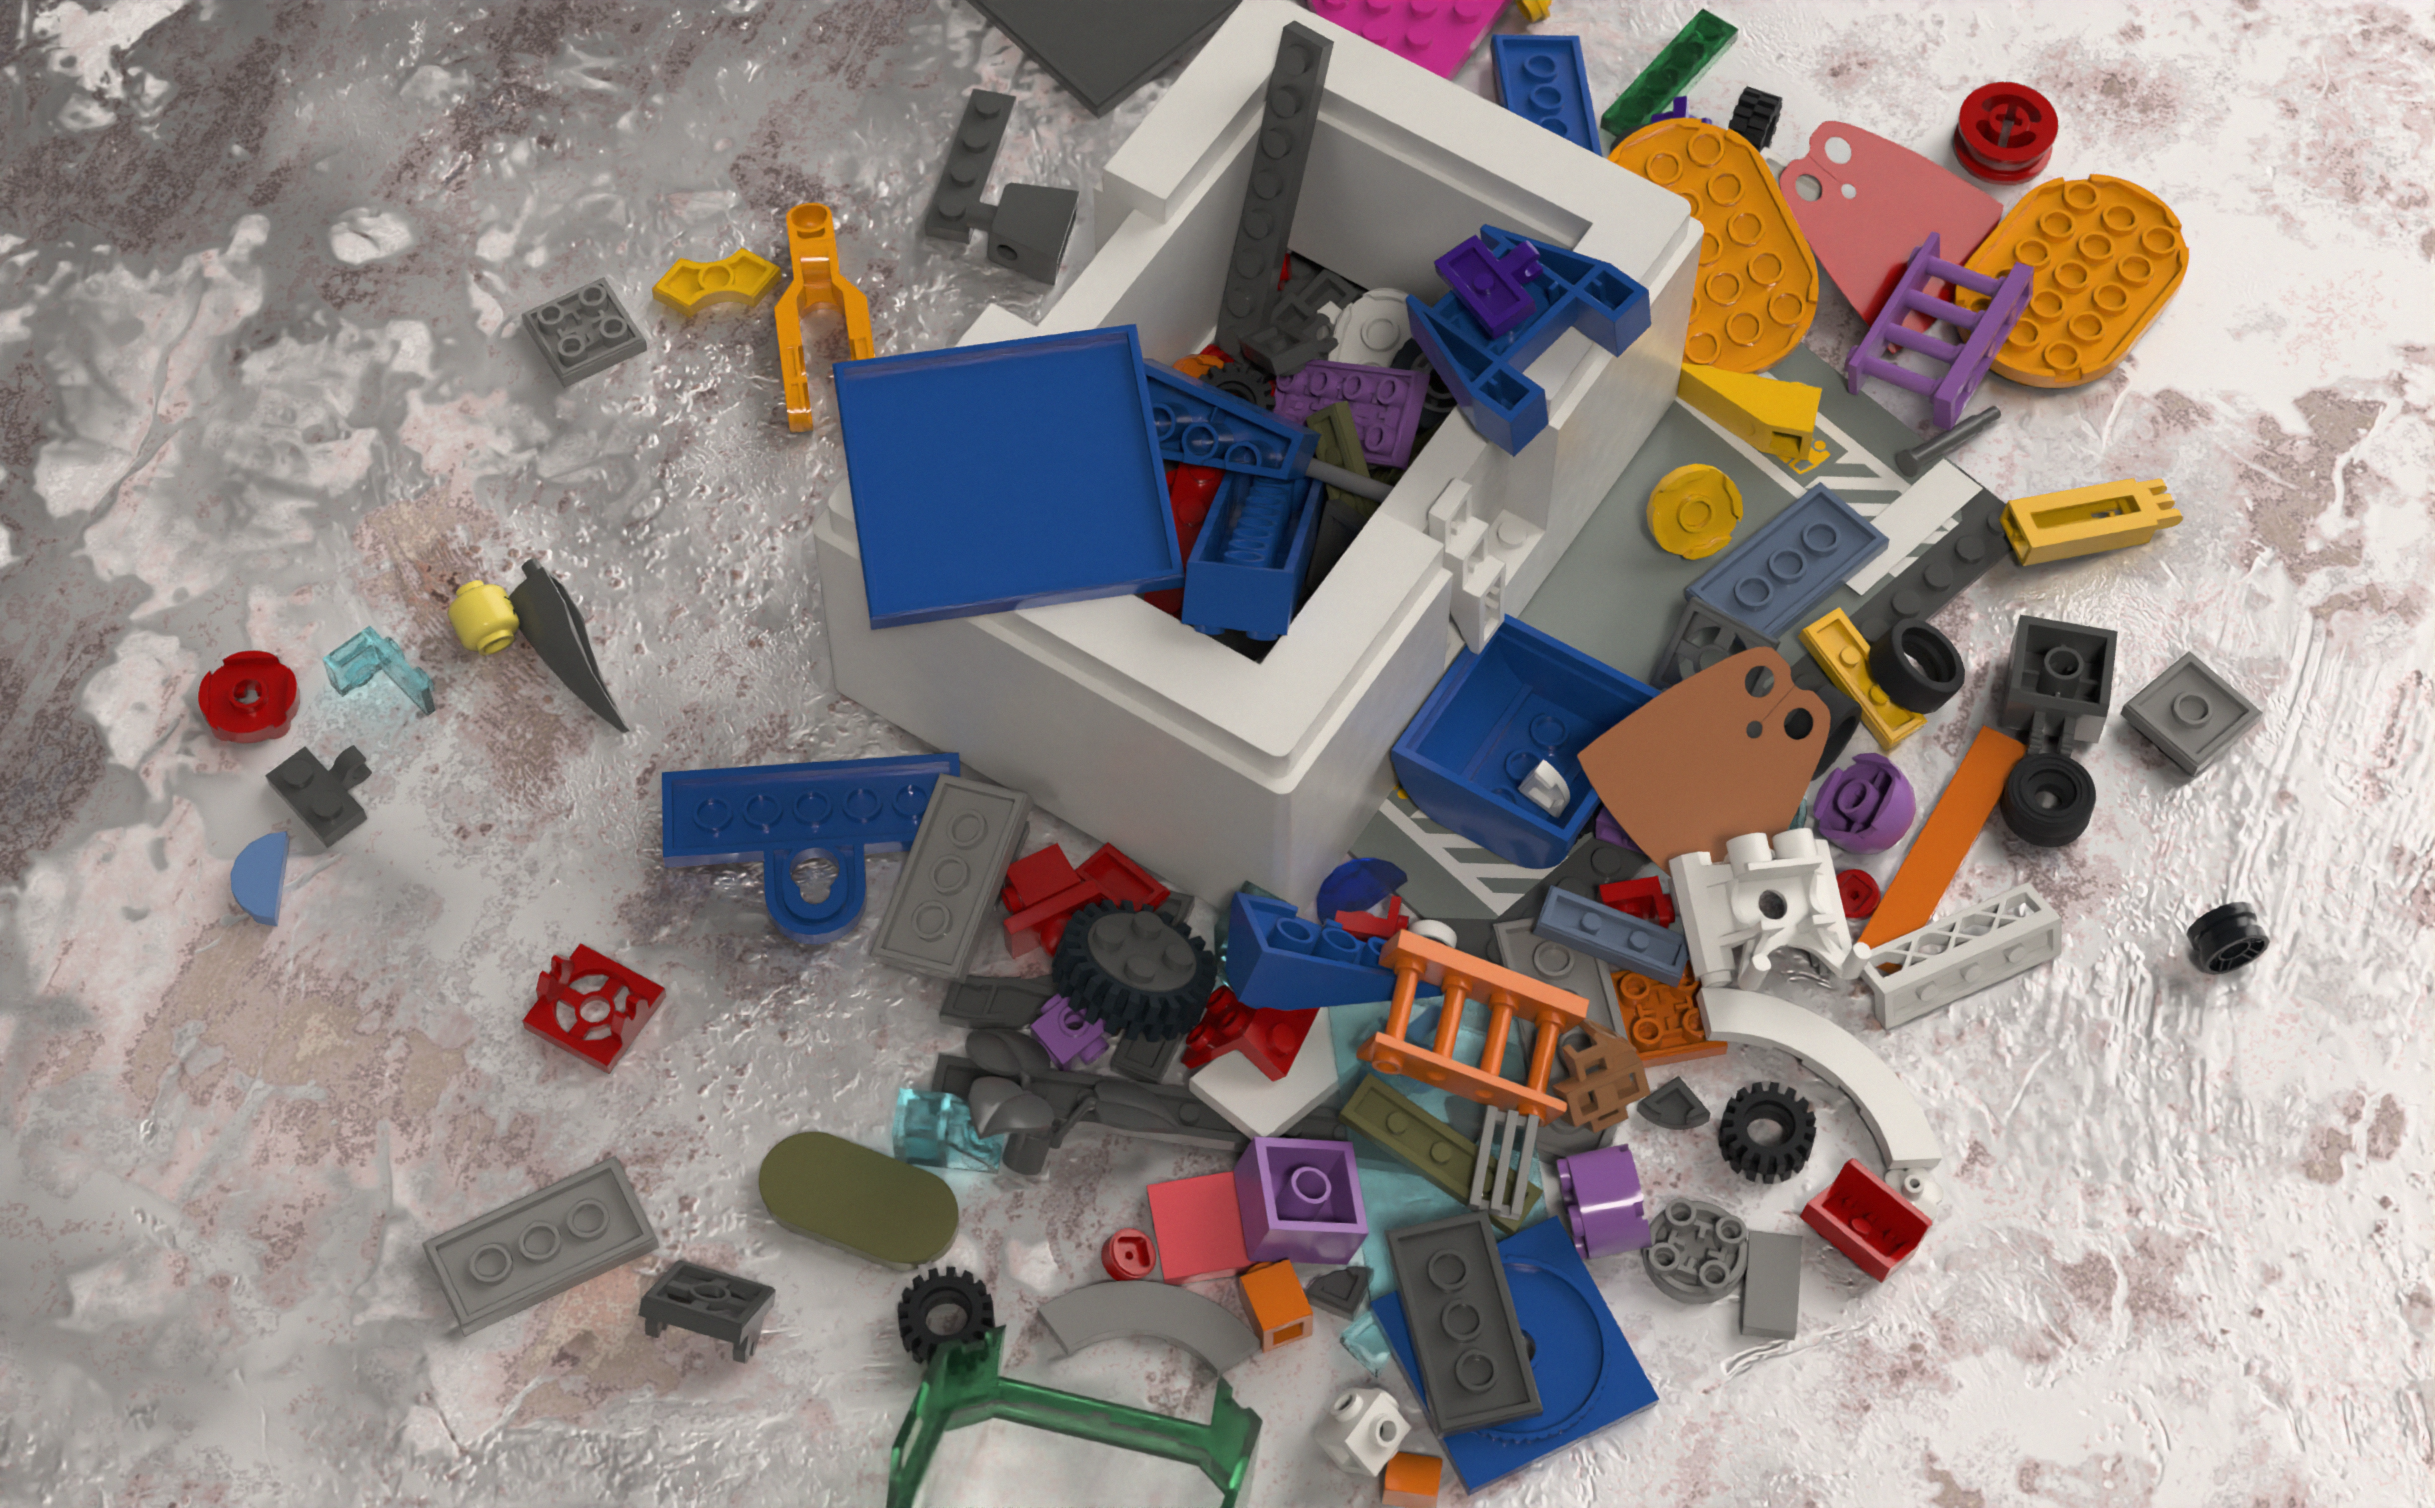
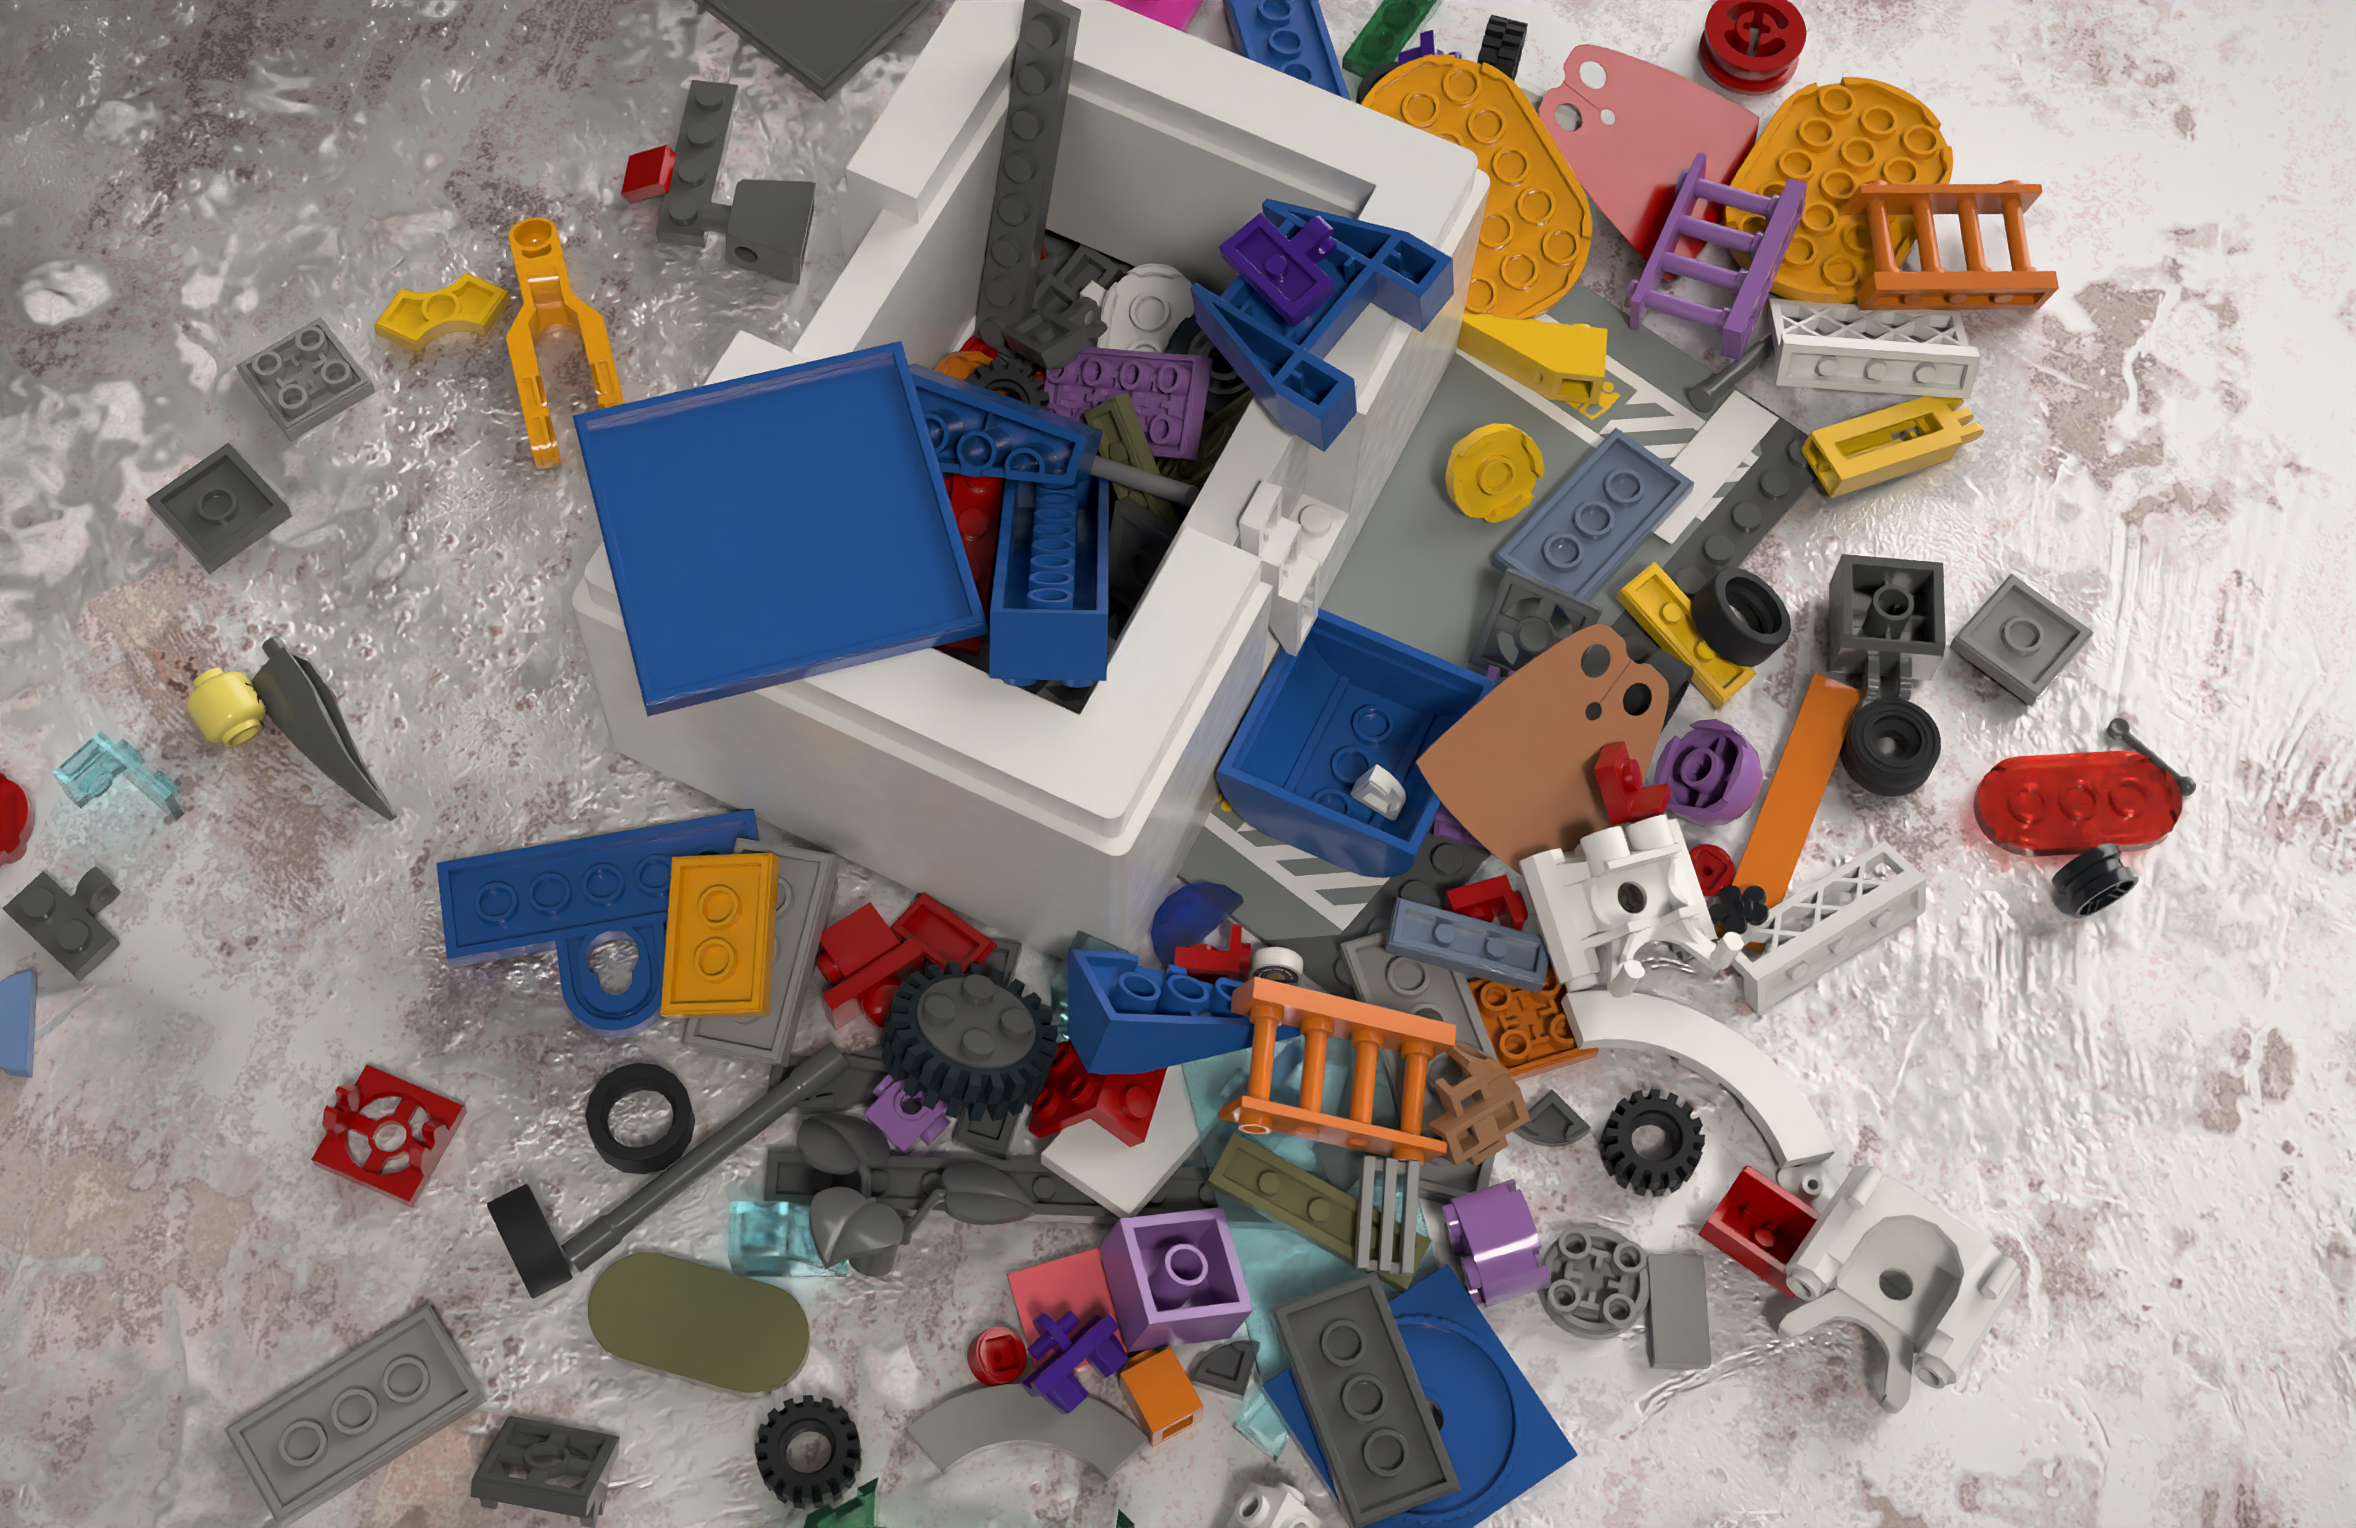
camera: 10 degrees left, 5 degrees up
(493, 441) = (218, 508): none -> dark grey tile
(713, 1106) = (529, 1241): none -> black tyre
(788, 1108) = (611, 1228): none -> dark grey piece
(820, 981) = (630, 1080): none -> black tyre
(915, 859) = (720, 936): none -> light orange tile
(923, 171) = (648, 173): none -> red tile
(1219, 1250) = (1054, 1376): none -> dark purple hips
(1774, 801) = (1623, 790): none -> red bracket
(1879, 930) = (1739, 909): none -> black plant
(1980, 1228) = (1949, 1271): none -> white piece
(2087, 446) = (1854, 362): none -> white fence
(2168, 382) = (1935, 286): none -> orange fence
(2204, 865) = (2076, 803): none -> clear red tile
(2277, 806) = (2119, 730): none -> dark grey hinge

